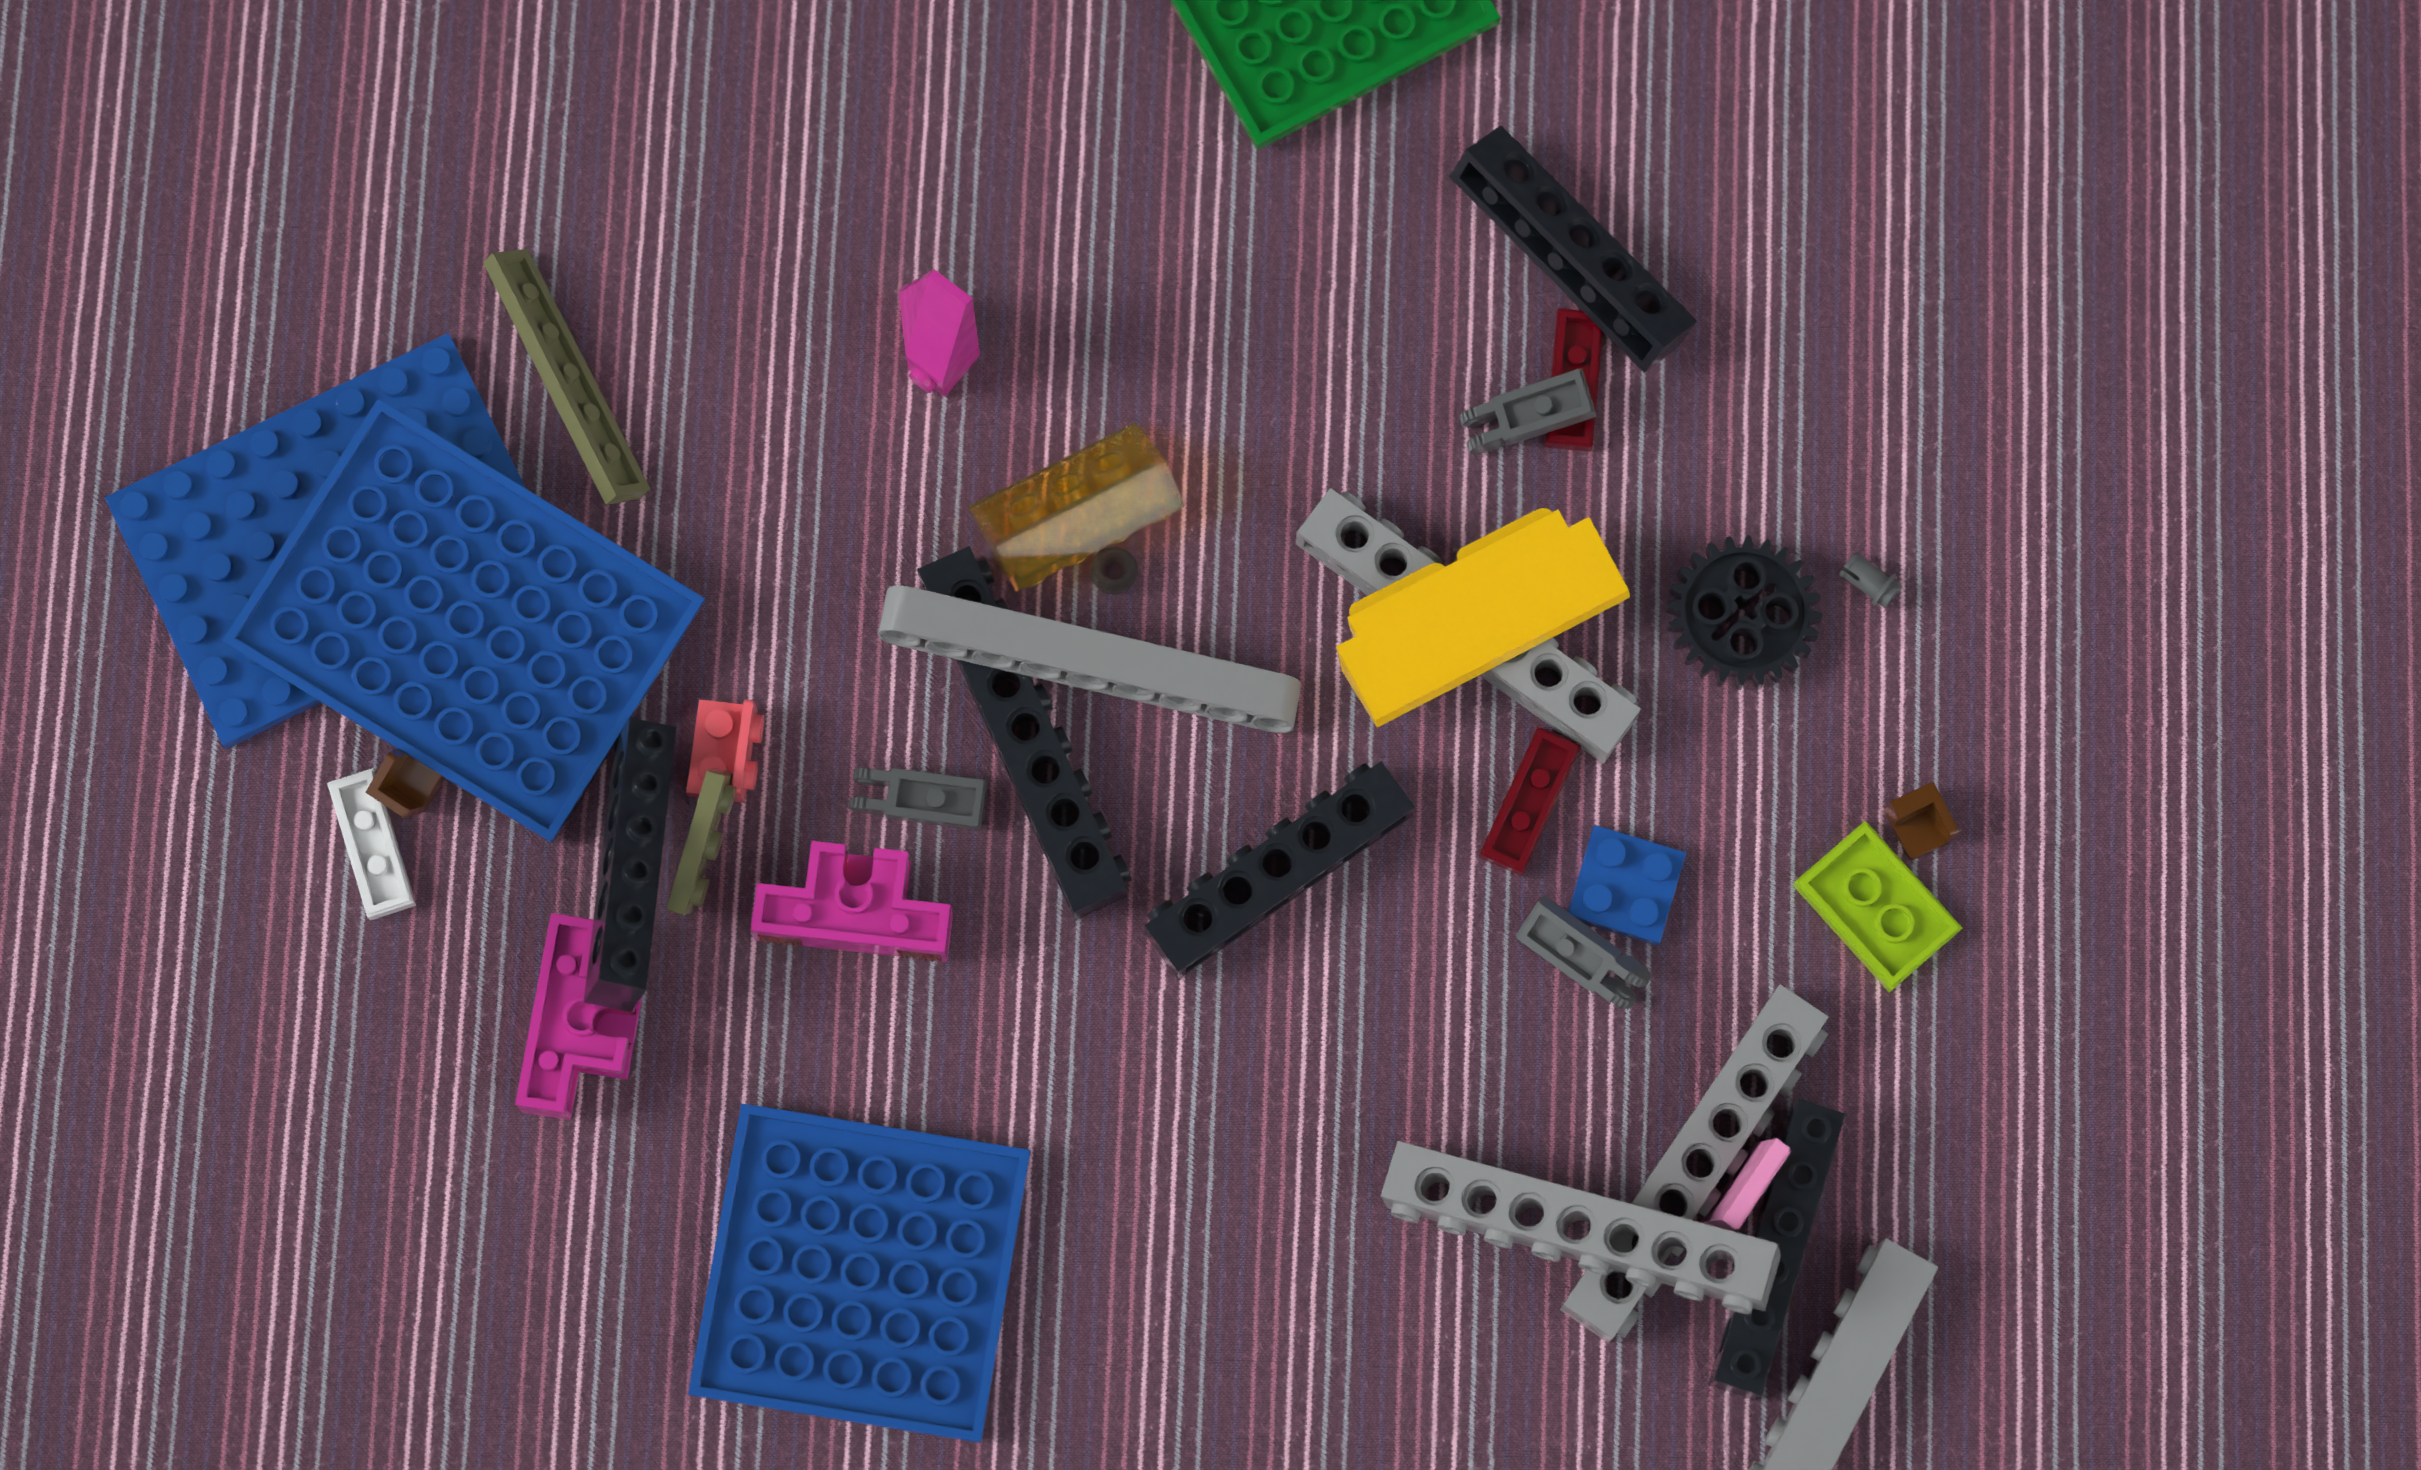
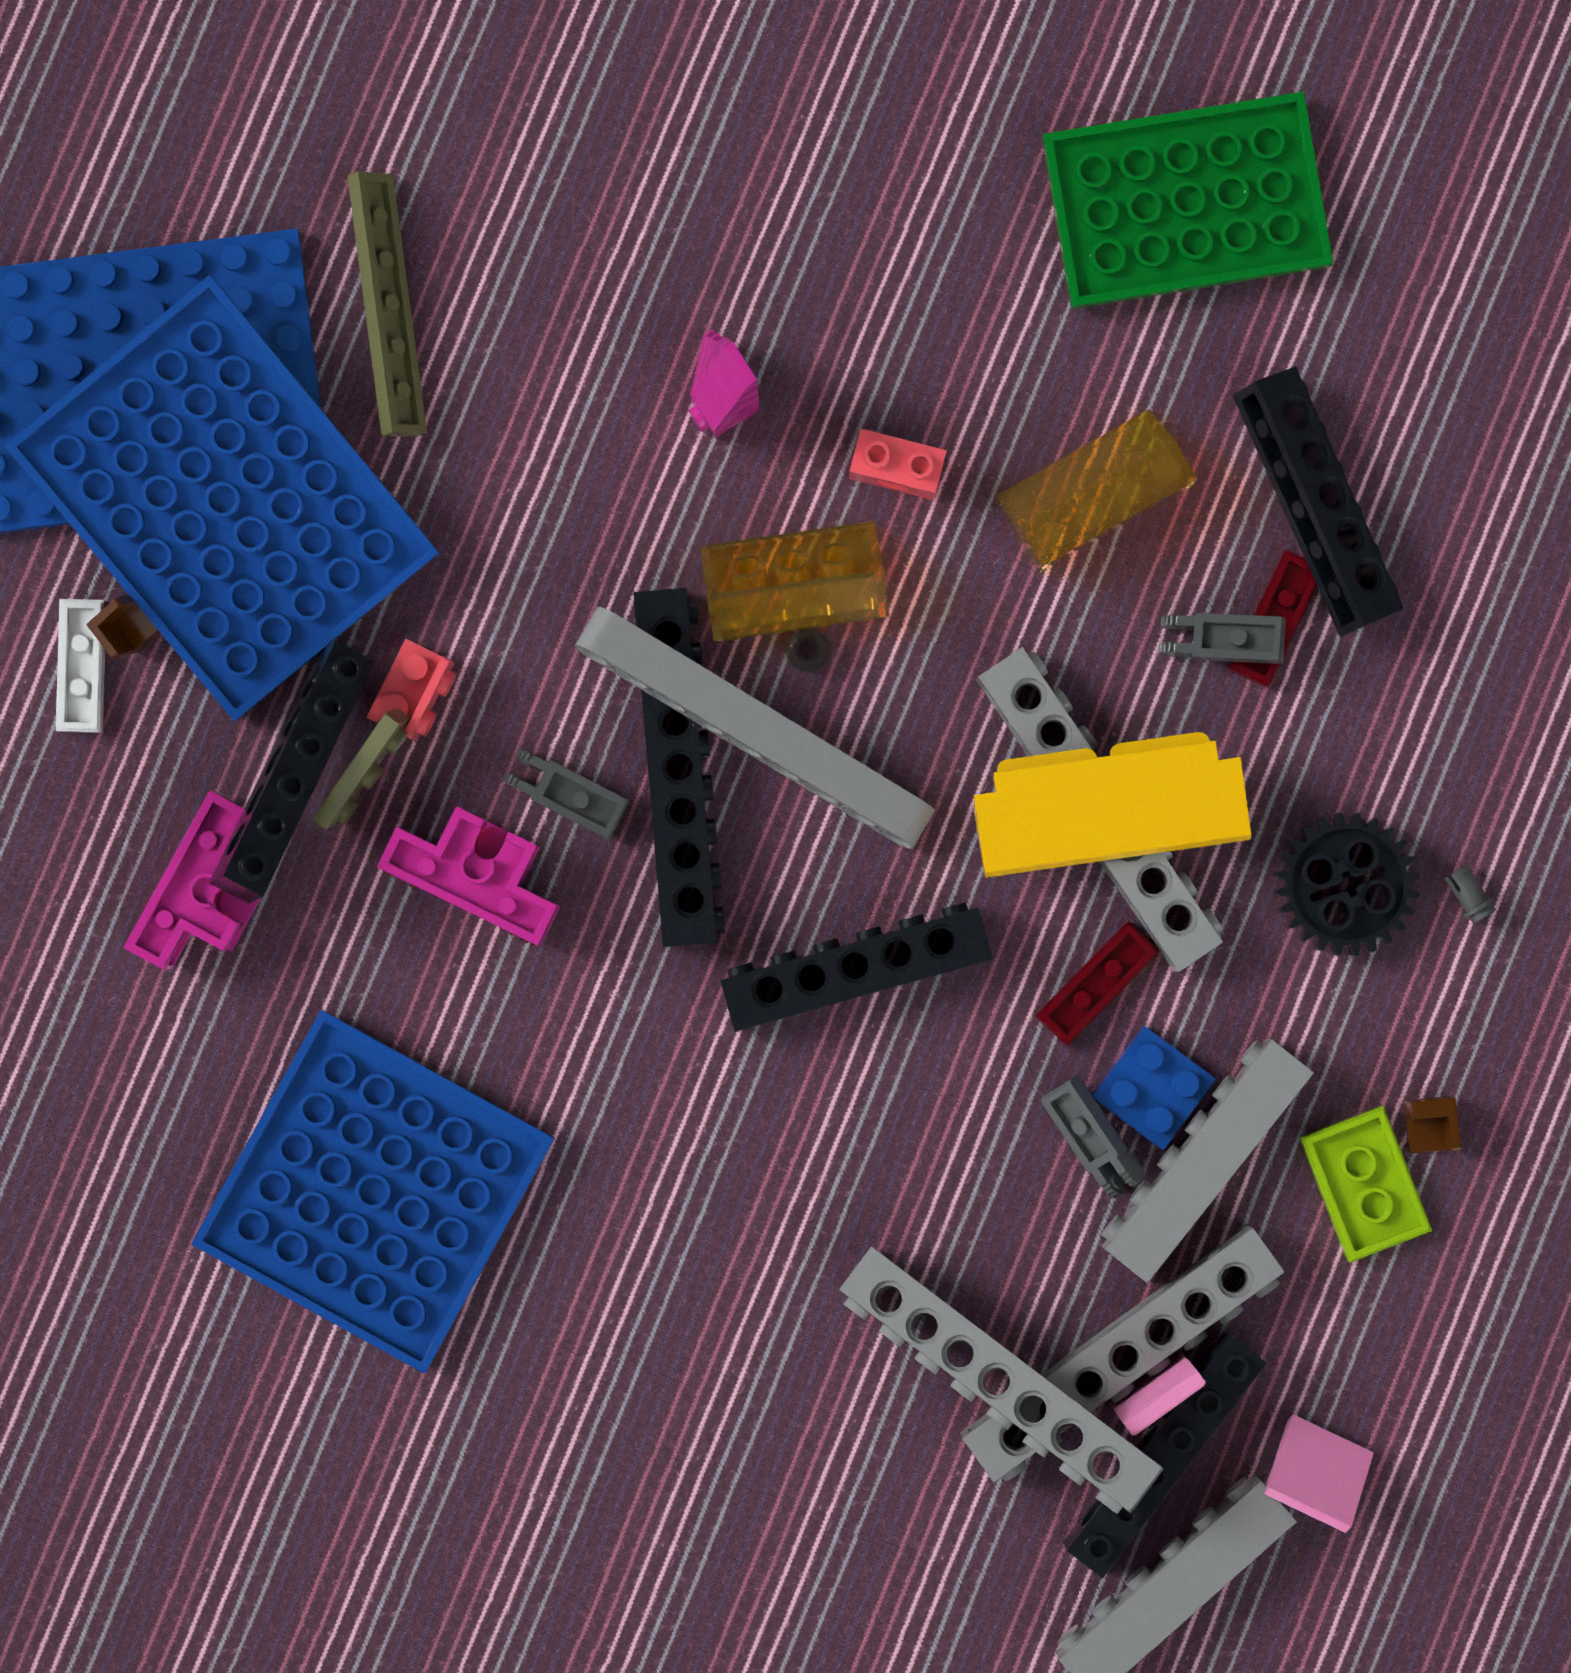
camera: 25 degrees right, 10 degrees up
(1139, 356) = (897, 464): none -> coral brick
(1348, 315) = (1096, 489): none -> clear yellow slope
(1706, 936) = (1206, 1159): none -> light grey brick
(1942, 1212) = (1319, 1473): none -> bright pink tile

